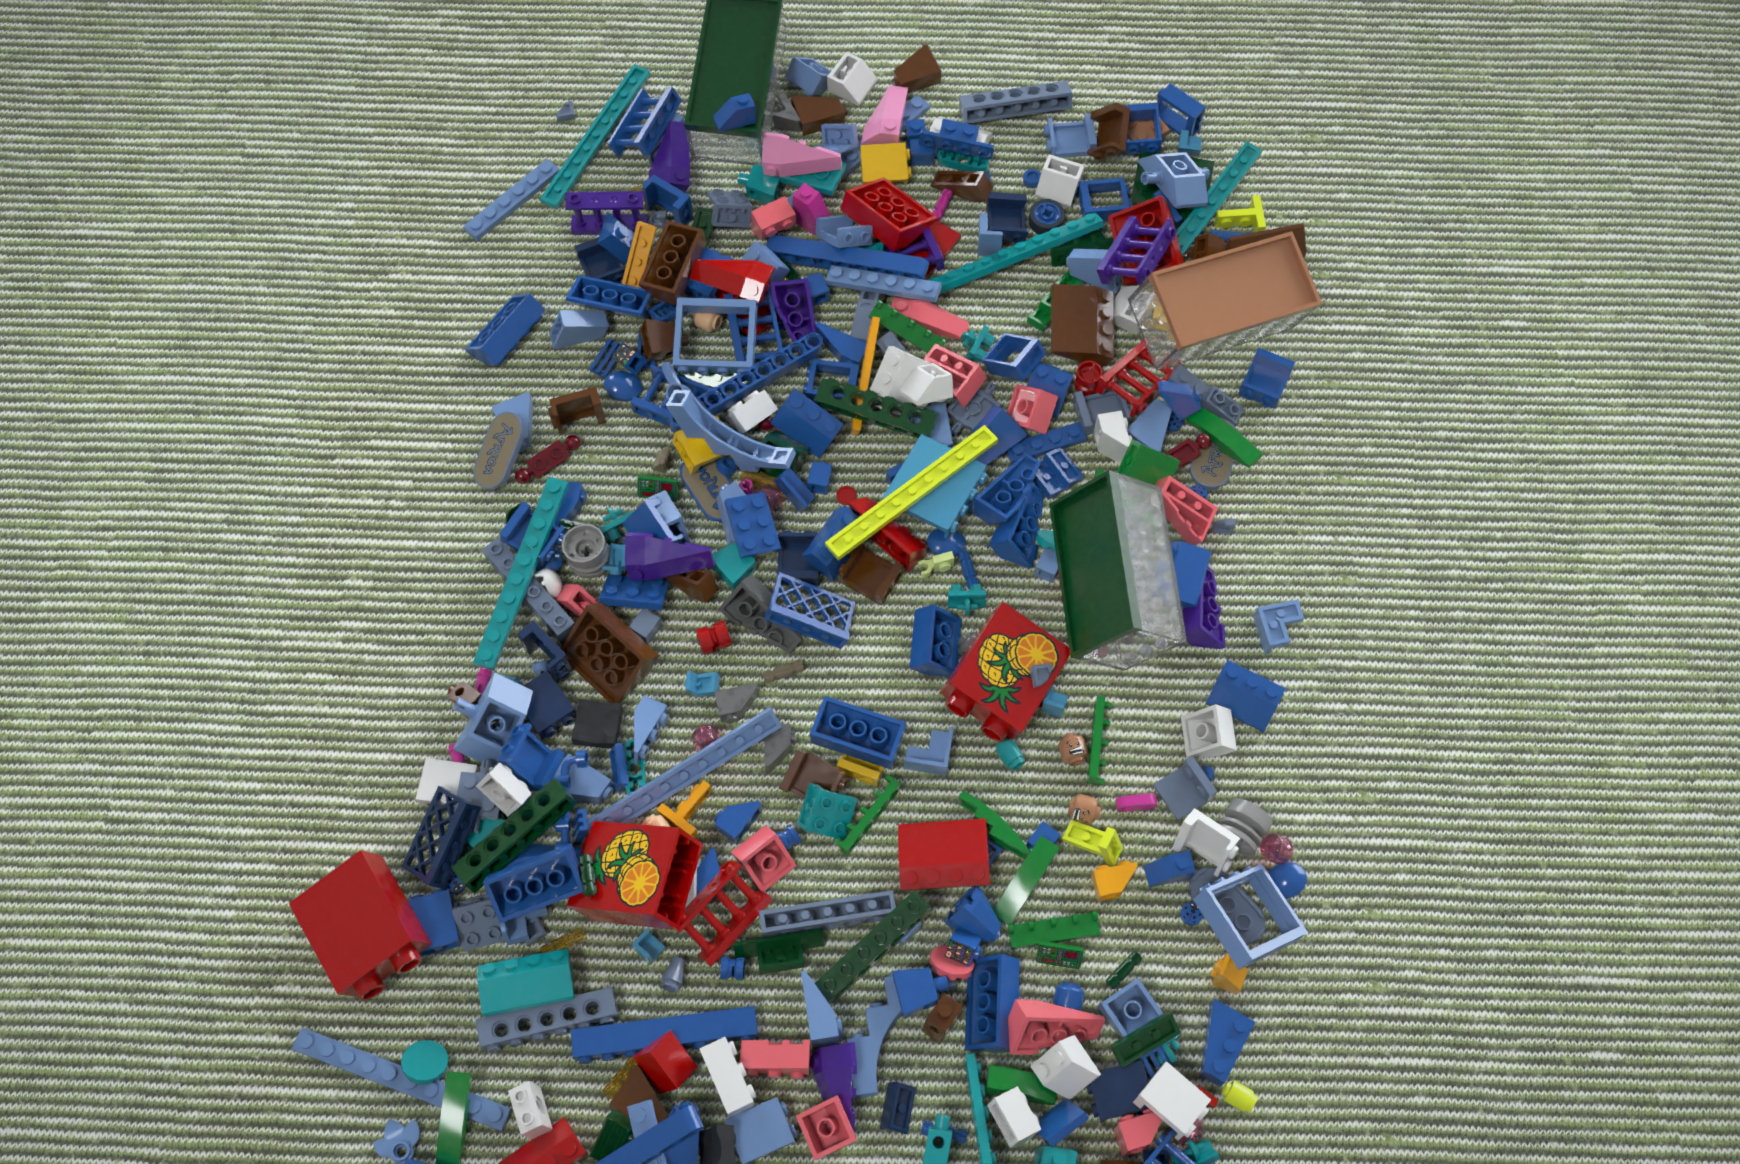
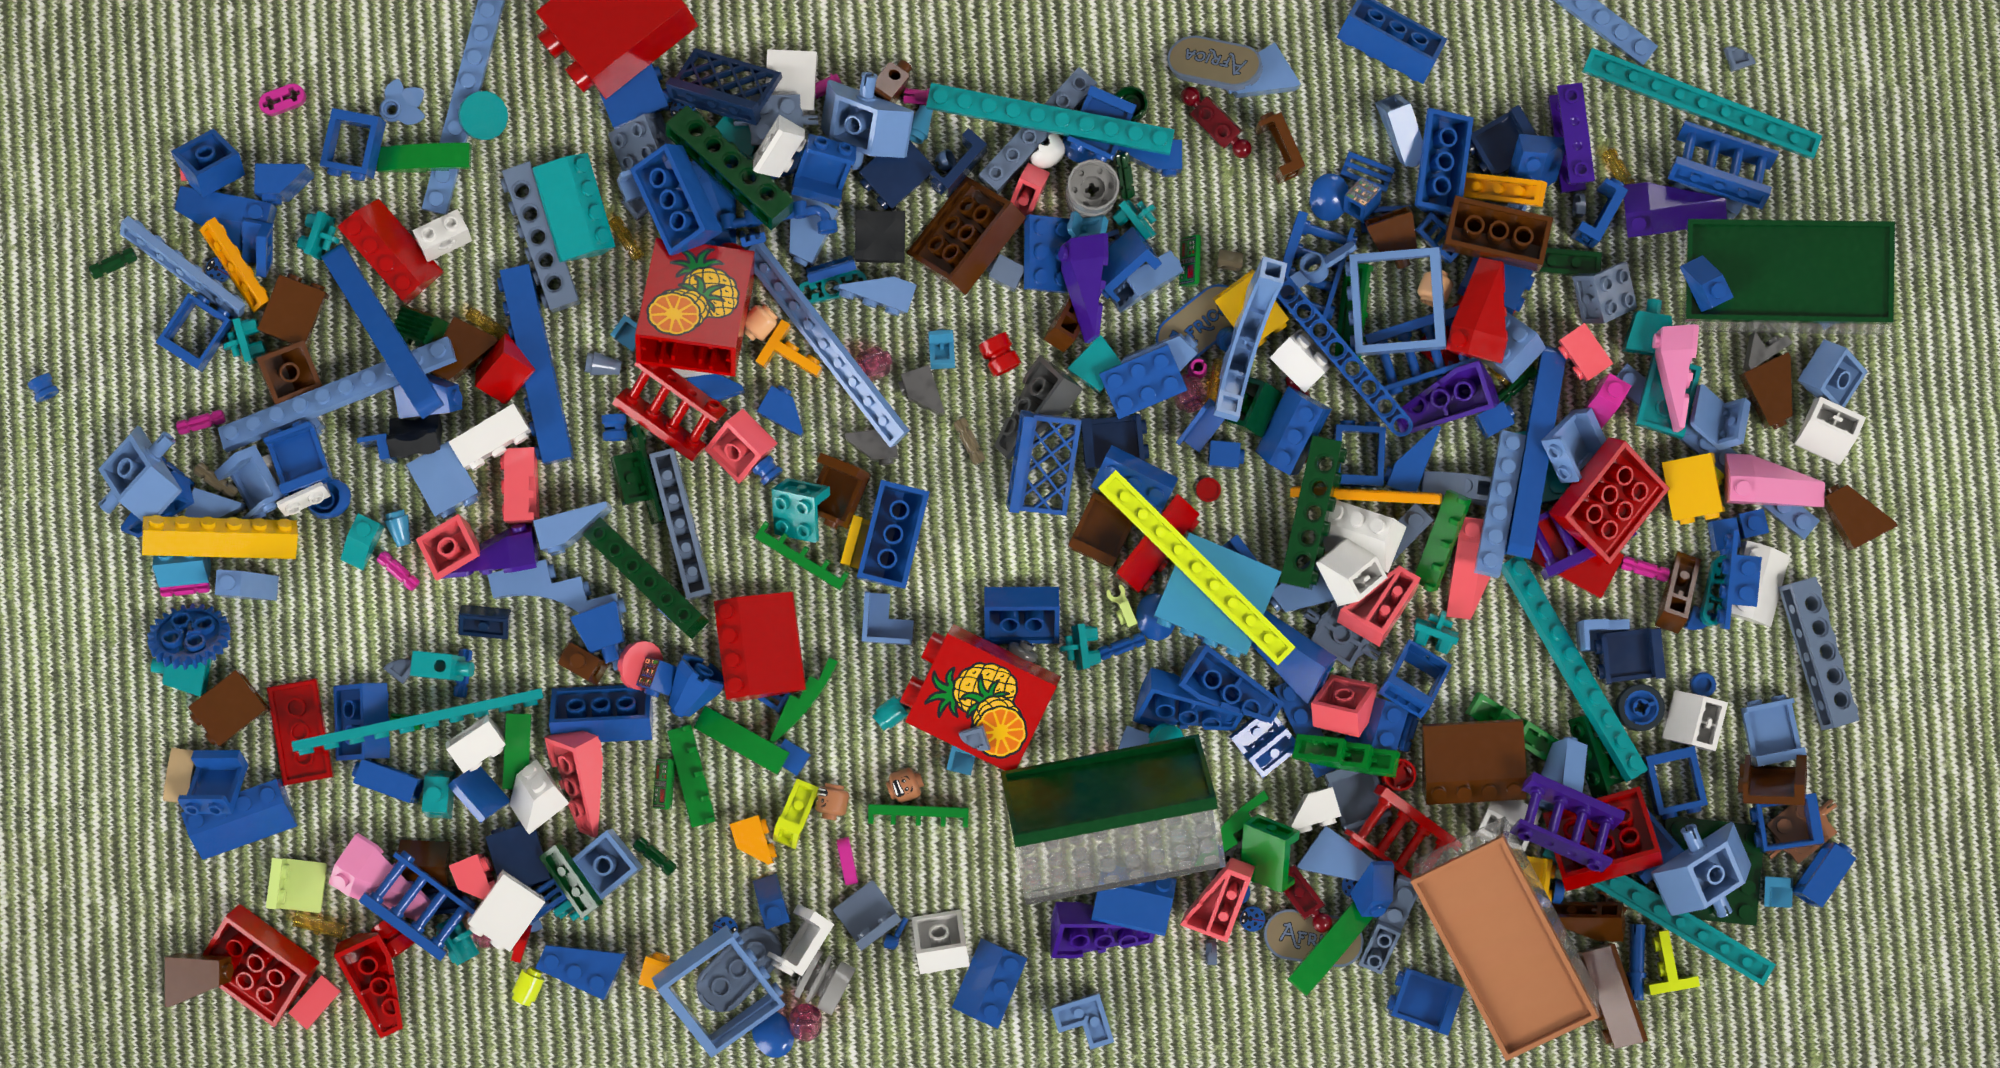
camera: 80 degrees right, 20 degrees up
(587, 875) = (686, 255): dark green axle -> none
(1069, 995) = (616, 796): blue head -> none
(1072, 408) = (1345, 755): none -> green slope

